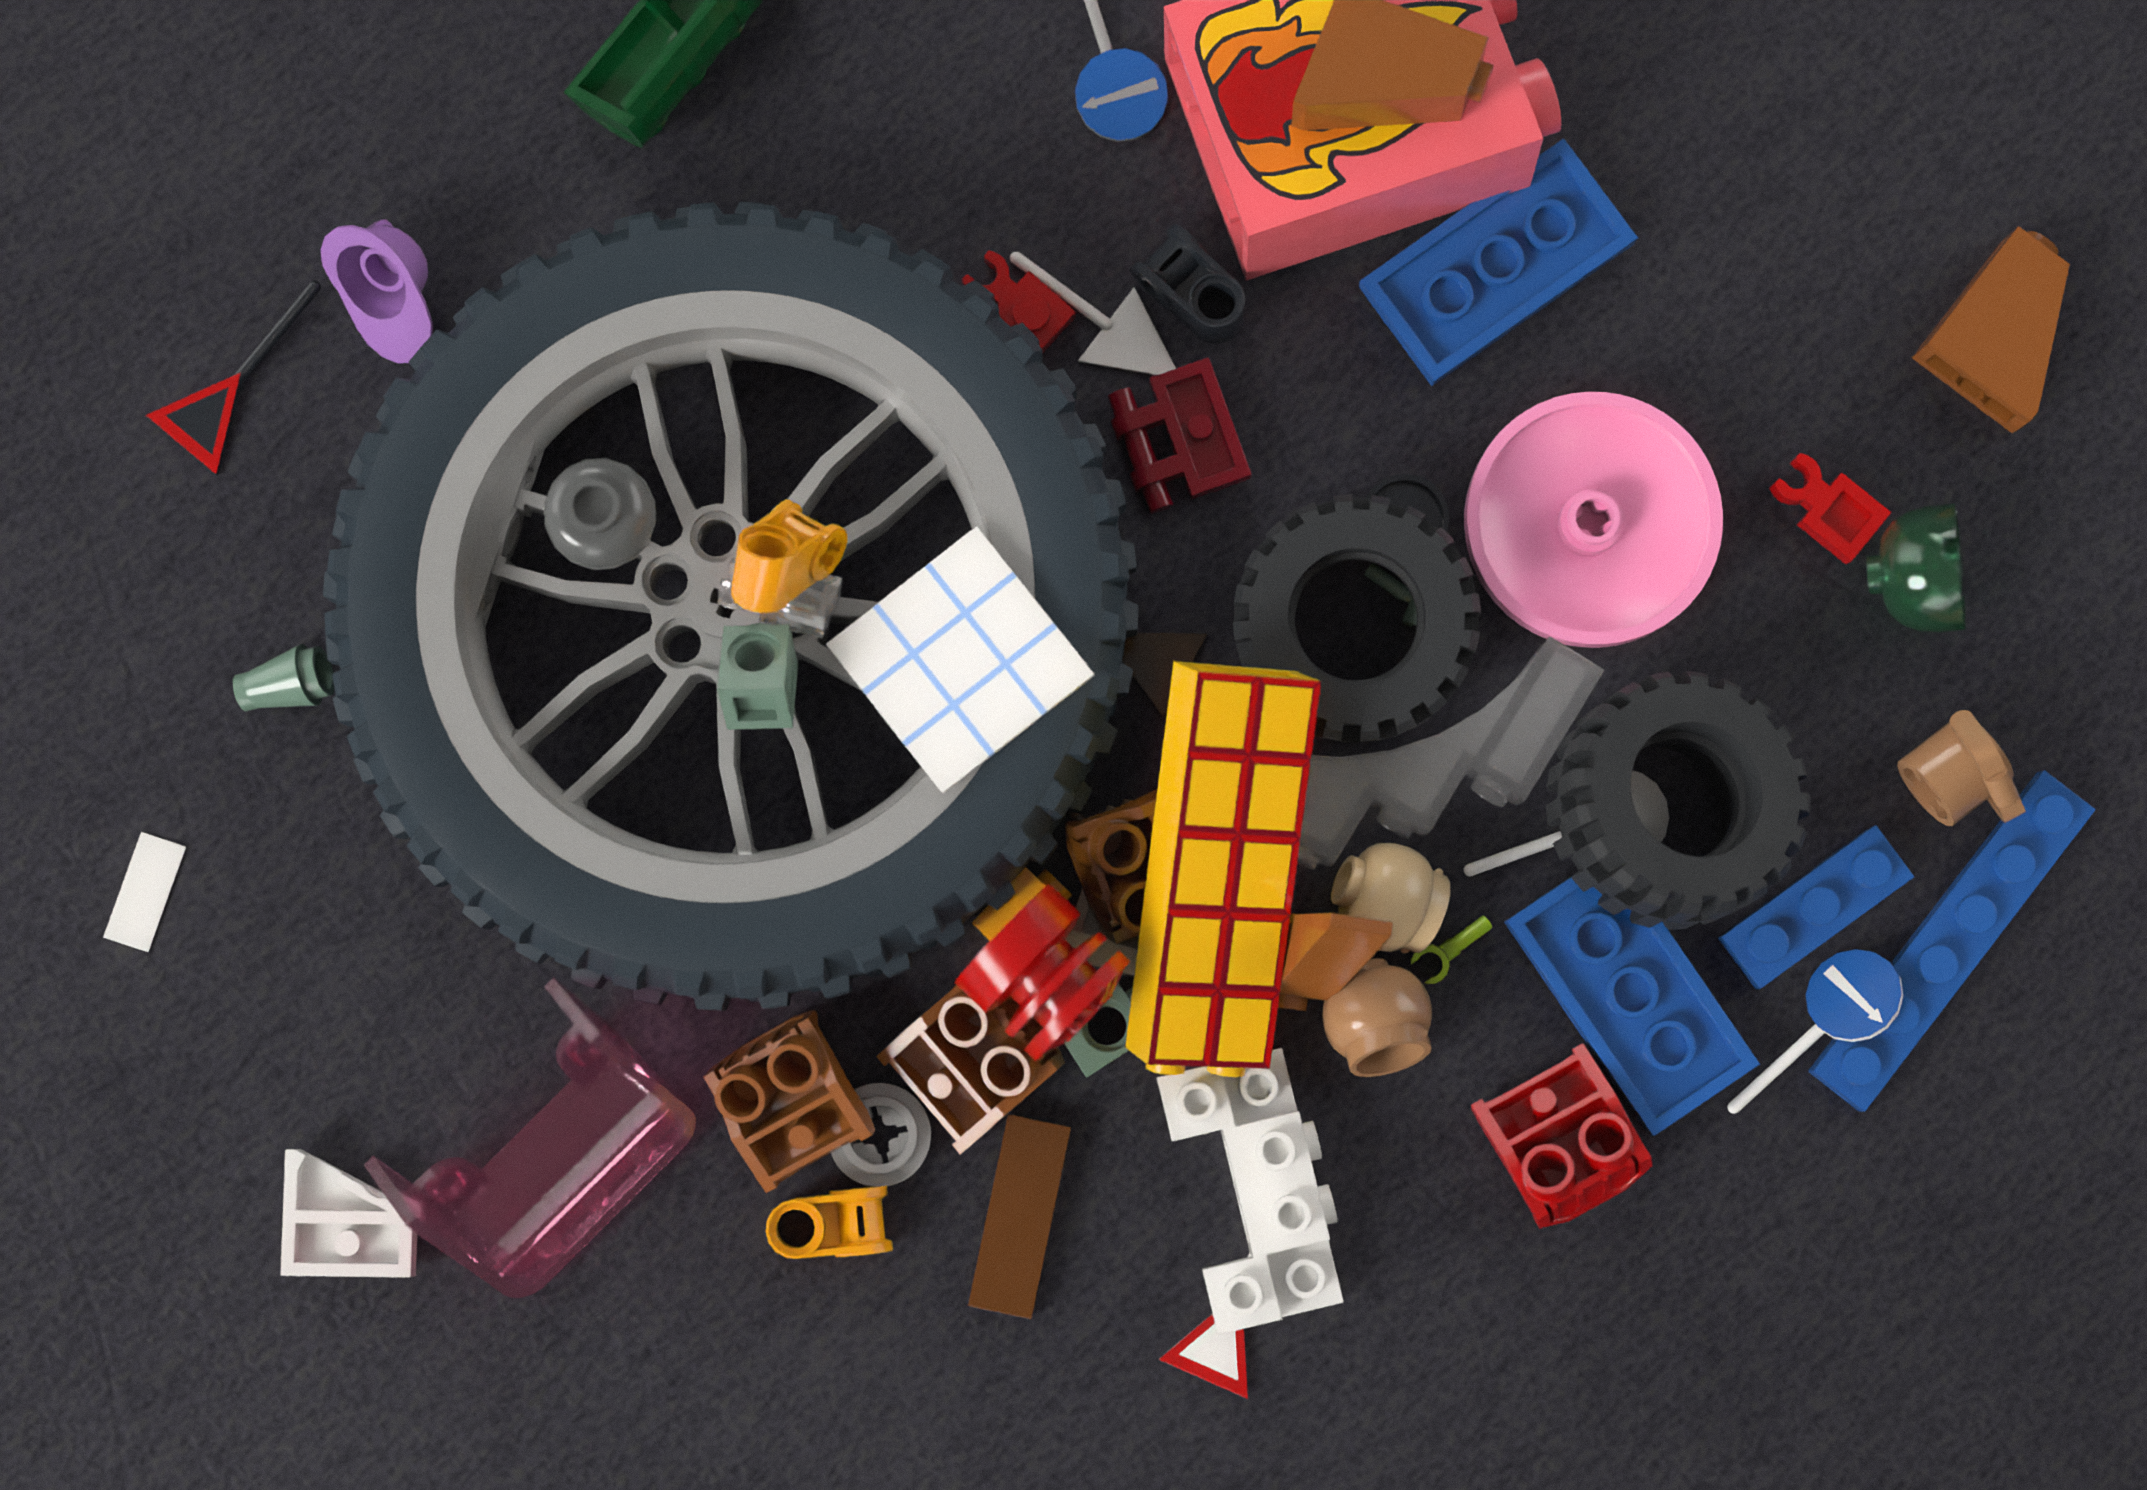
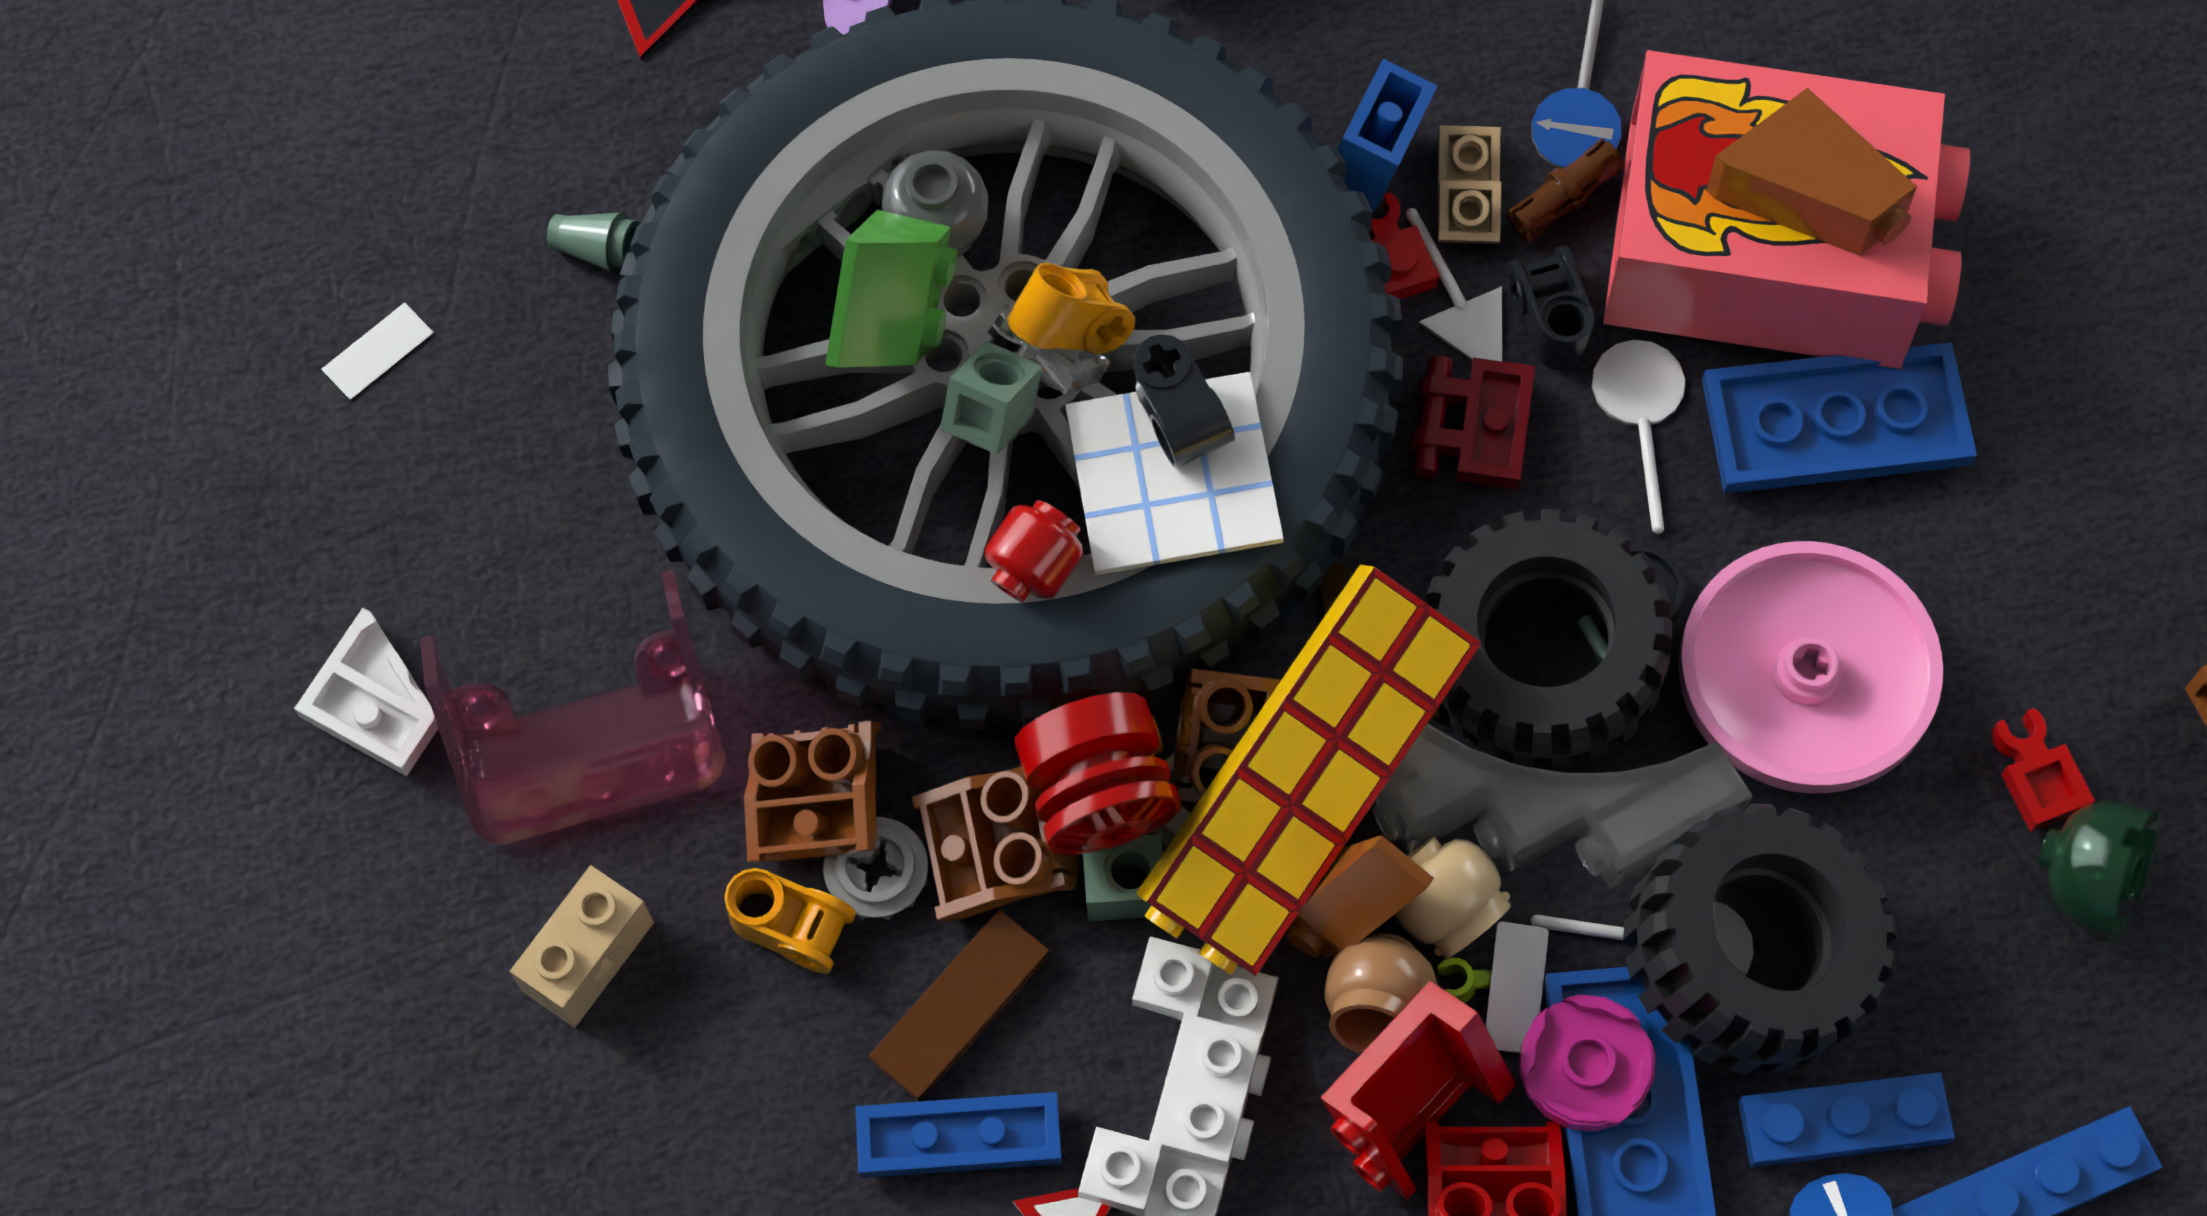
camera: 30 degrees right, 15 degrees down
(614, 630) = (890, 292): none -> bright green slope
(666, 1349) = (582, 946): none -> tan brick
(881, 809) = (1034, 551): none -> red head
(944, 602) = (1181, 407): none -> black piece
(955, 201) = (1383, 129): none -> blue brick
(1054, 204) = (1469, 184): none -> tan slope
(1083, 1332) = (958, 1135): none -> blue plate
(1145, 164) = (1565, 190): none -> reddish brown pin
(1305, 321) = (1640, 388): none -> white piece
(1441, 1087) = (1411, 1078): none -> red panel
(1485, 942) = (1516, 983): none -> white sticker
(1583, 984) = (1587, 1063): none -> dark pink tile
(1960, 771) = (2045, 1060): medium nougat piece -> none

